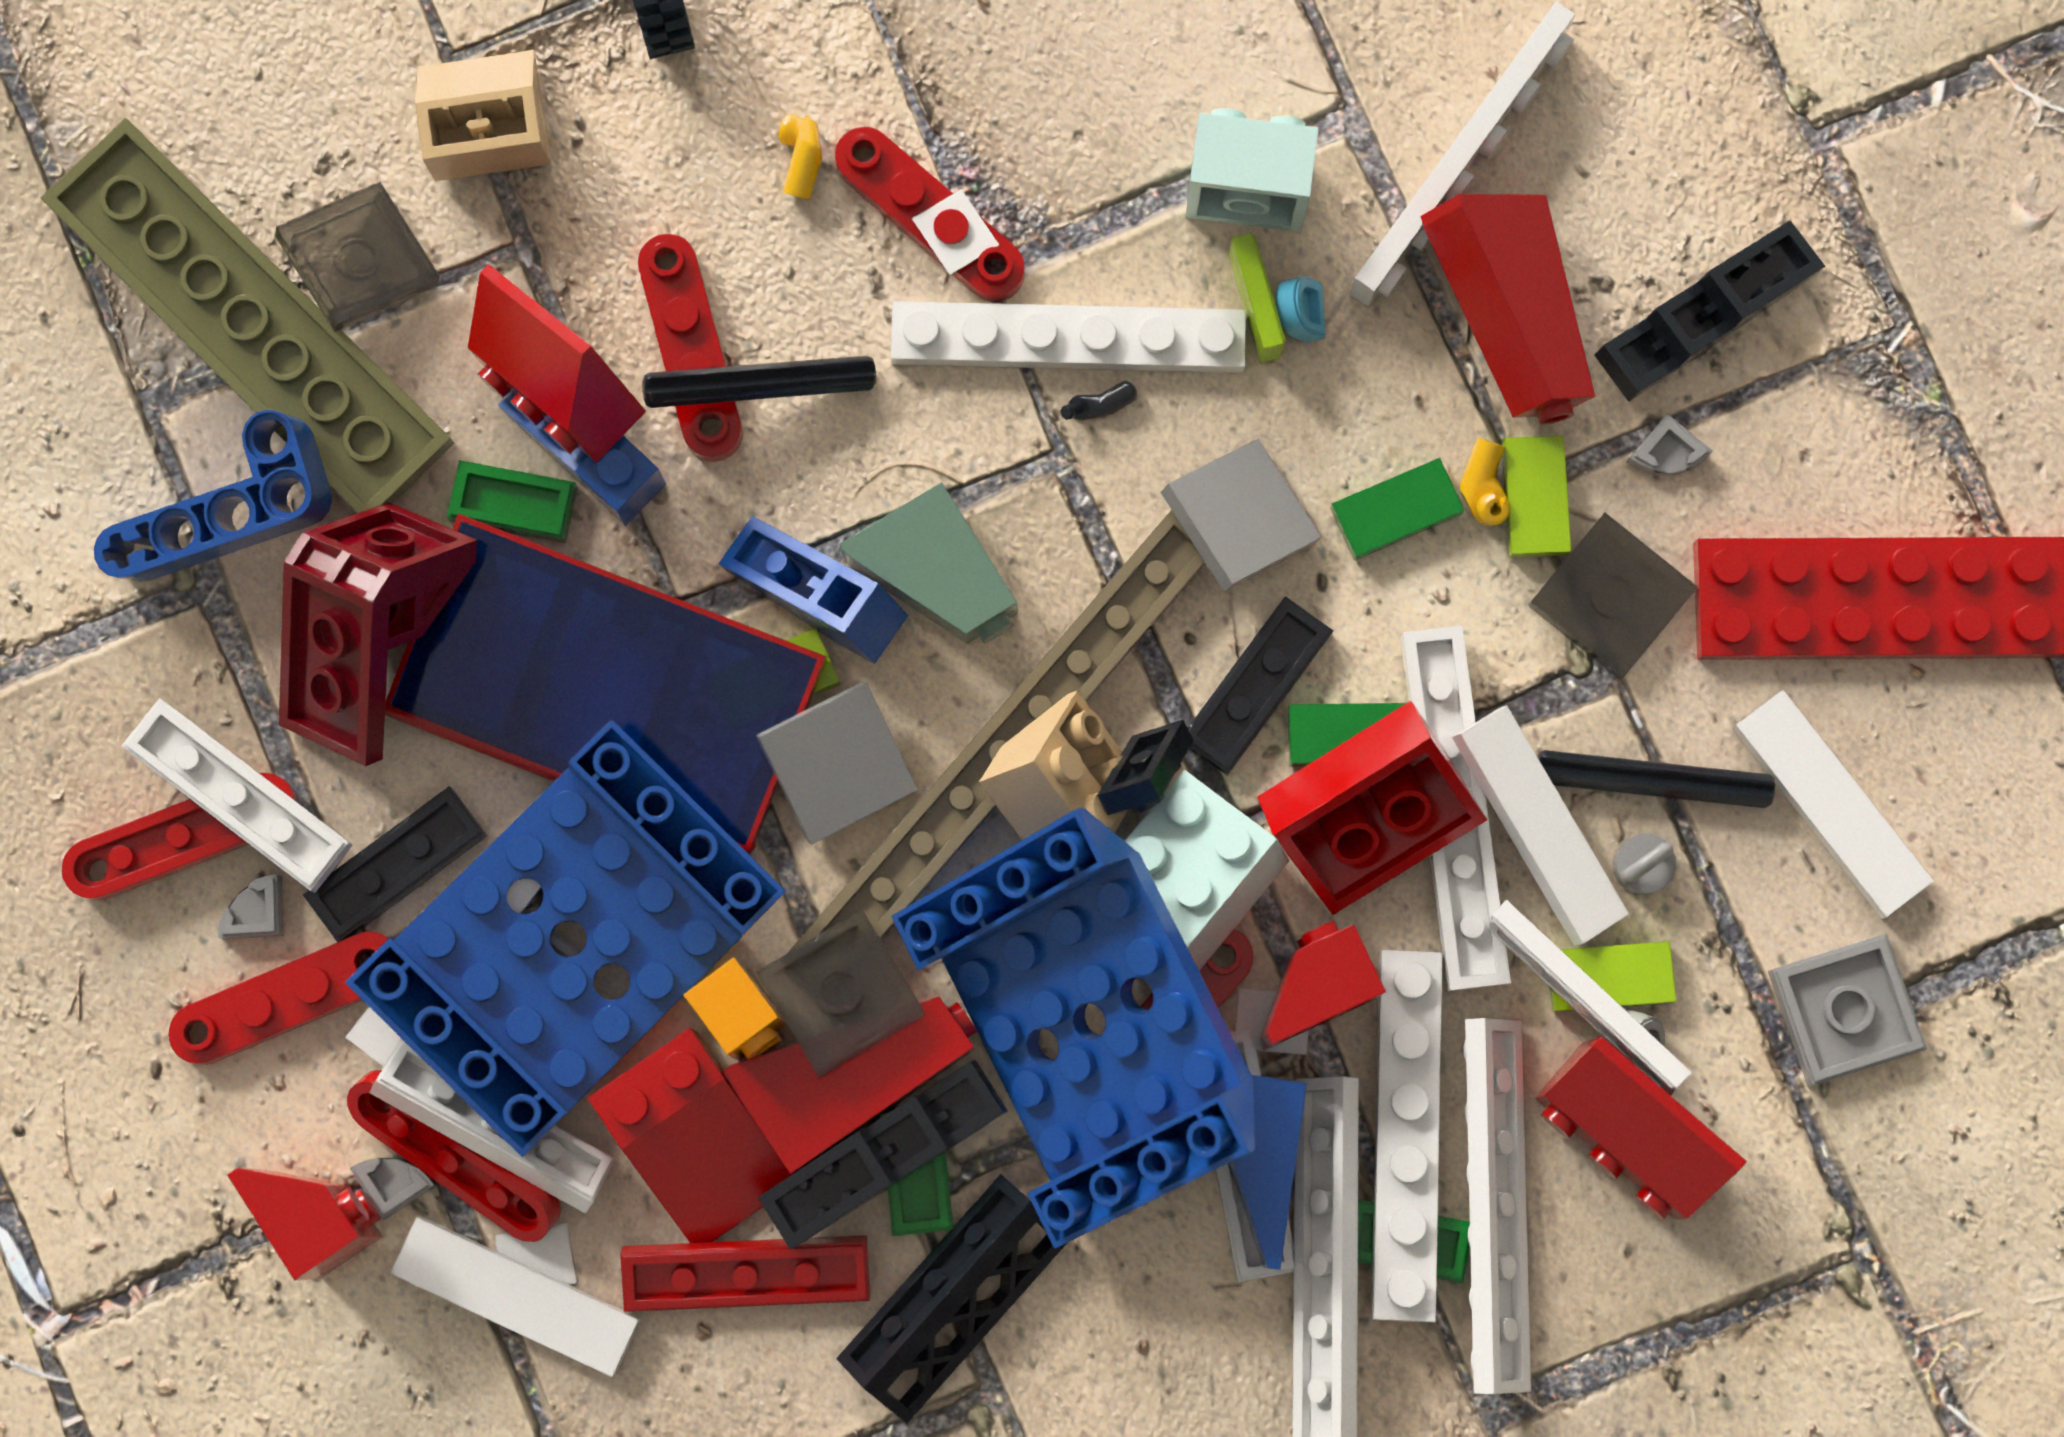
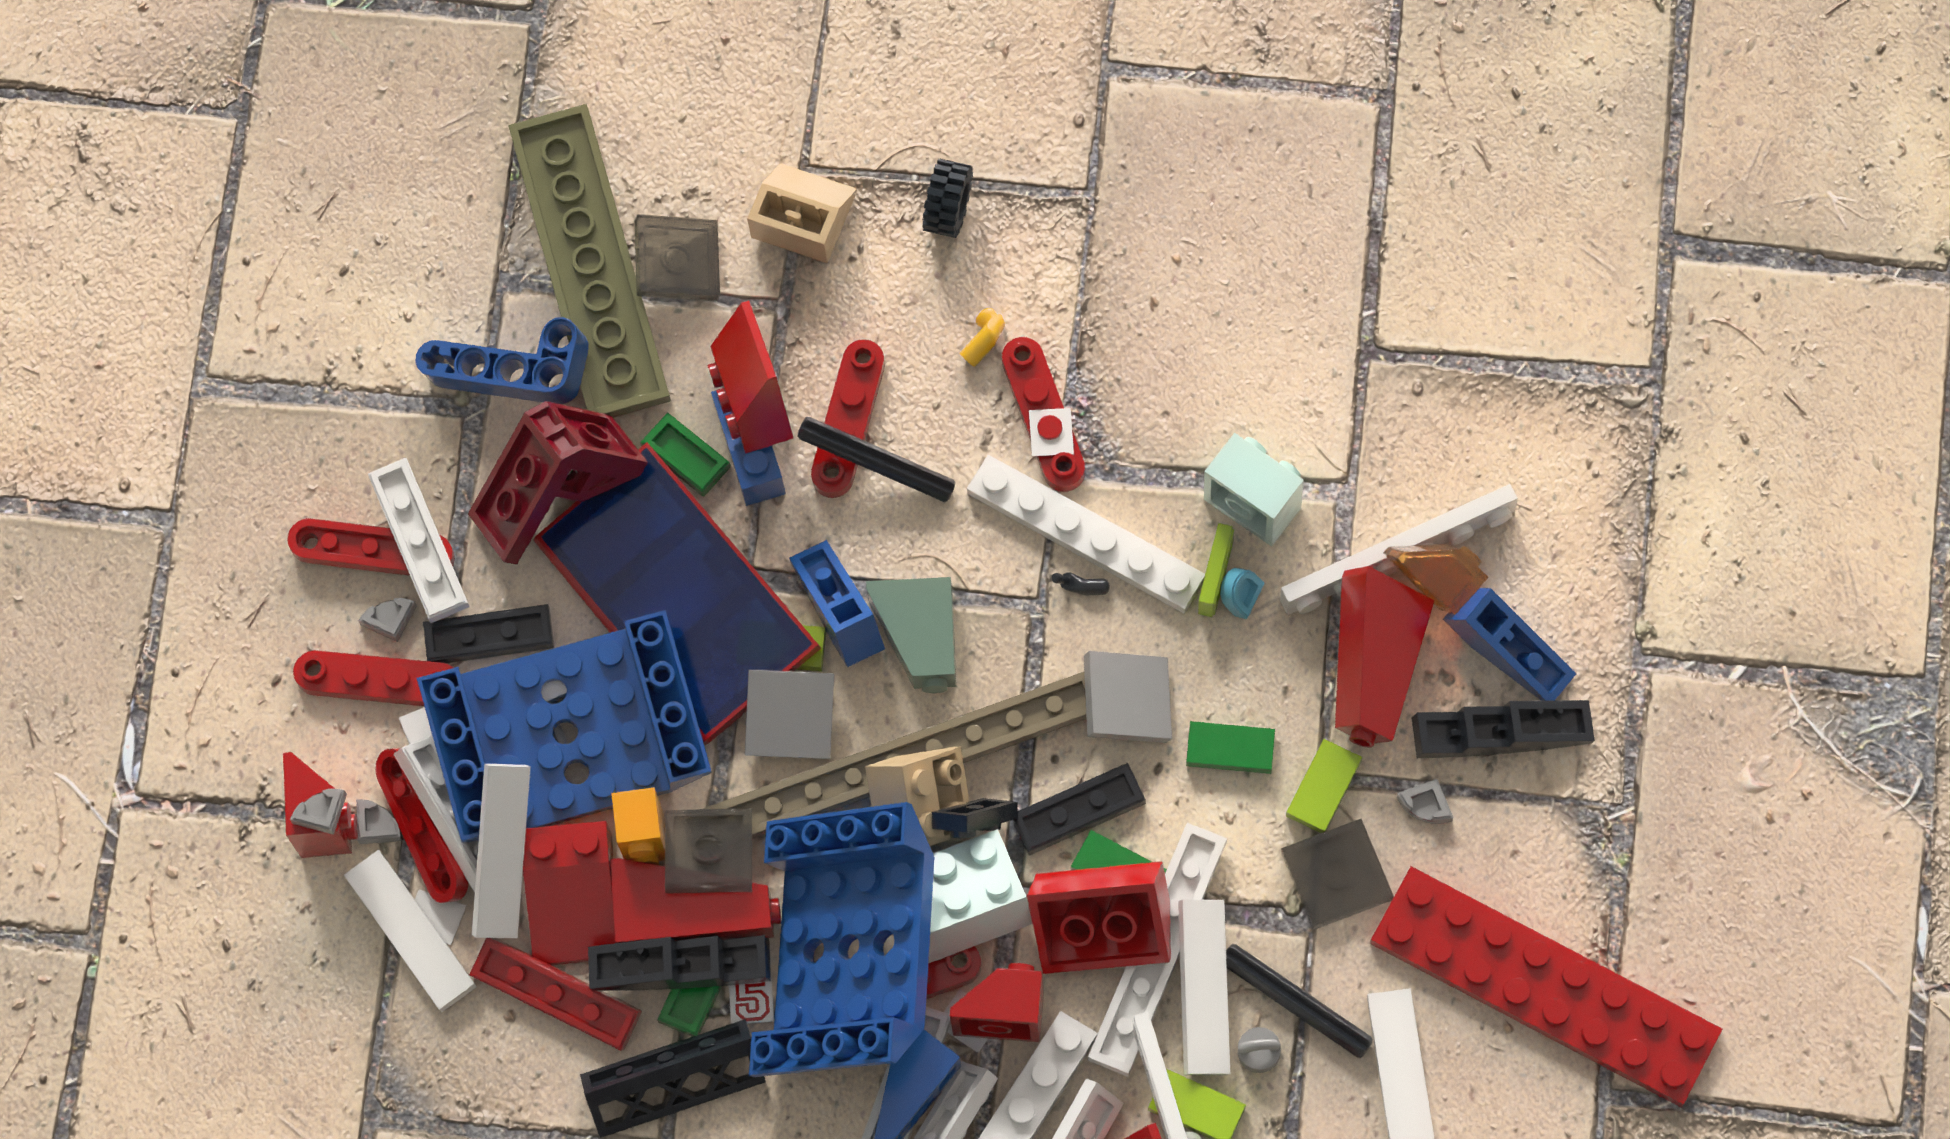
camera: 35 degrees right, 10 degrees down
(321, 1224) = (320, 811): none -> light grey tile
(580, 1141) = (500, 851): none -> white tile
(995, 1150) = (751, 1002): none -> white sticker
(1481, 487) = (1292, 760): yellow arm -> none
(1536, 156) = (1440, 572): none -> clear orange slope
(1657, 199) = (1510, 645): none -> blue slope

